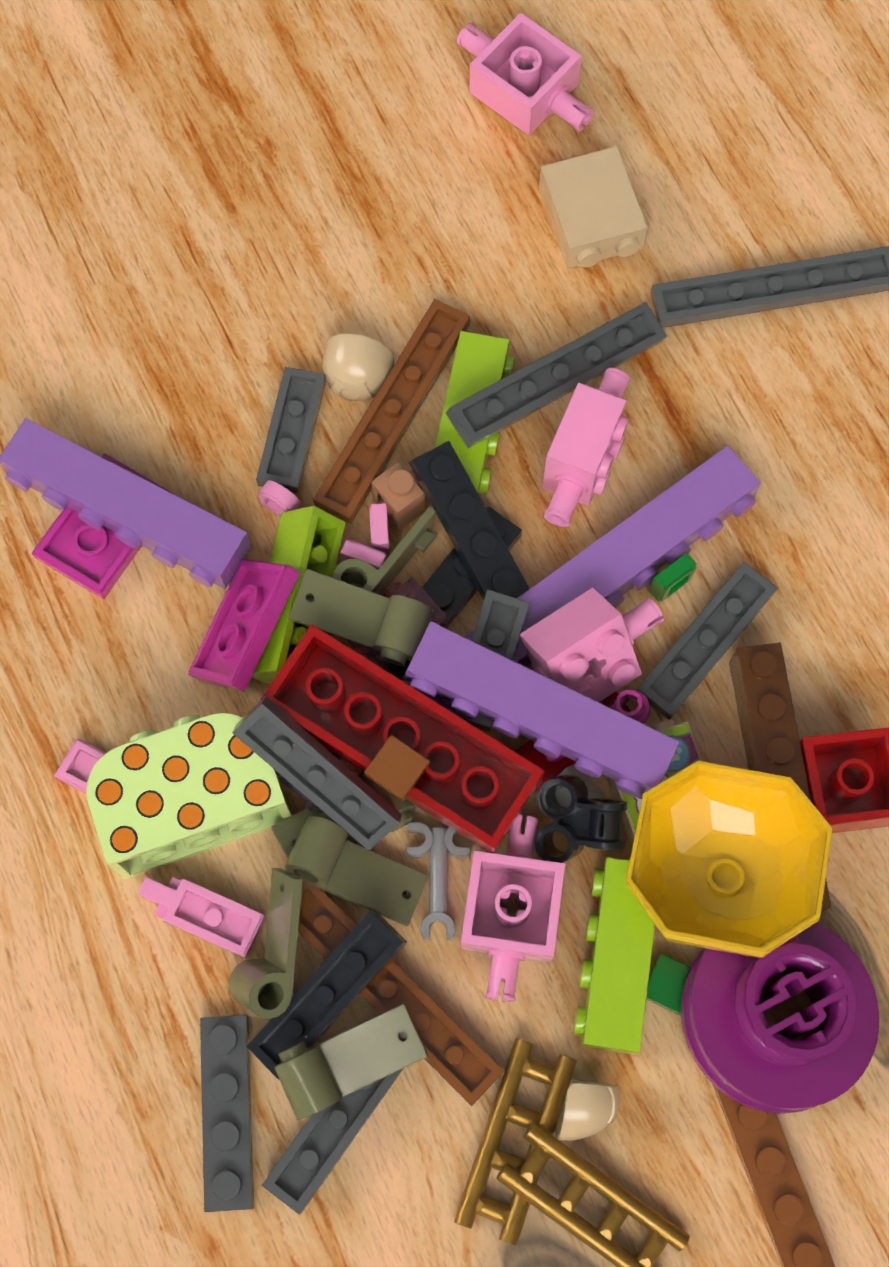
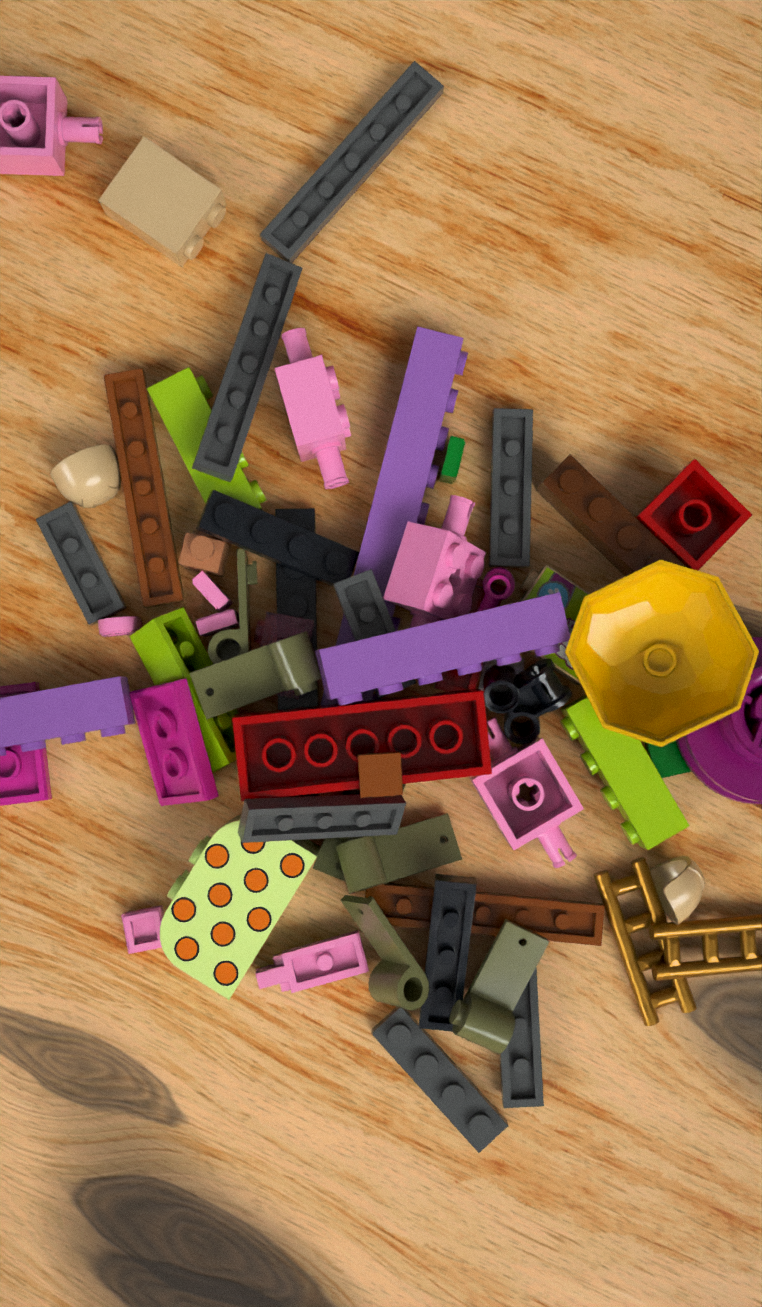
camera: 45 degrees left, 15 degrees up
(439, 843) = (455, 809): light grey bar -> none

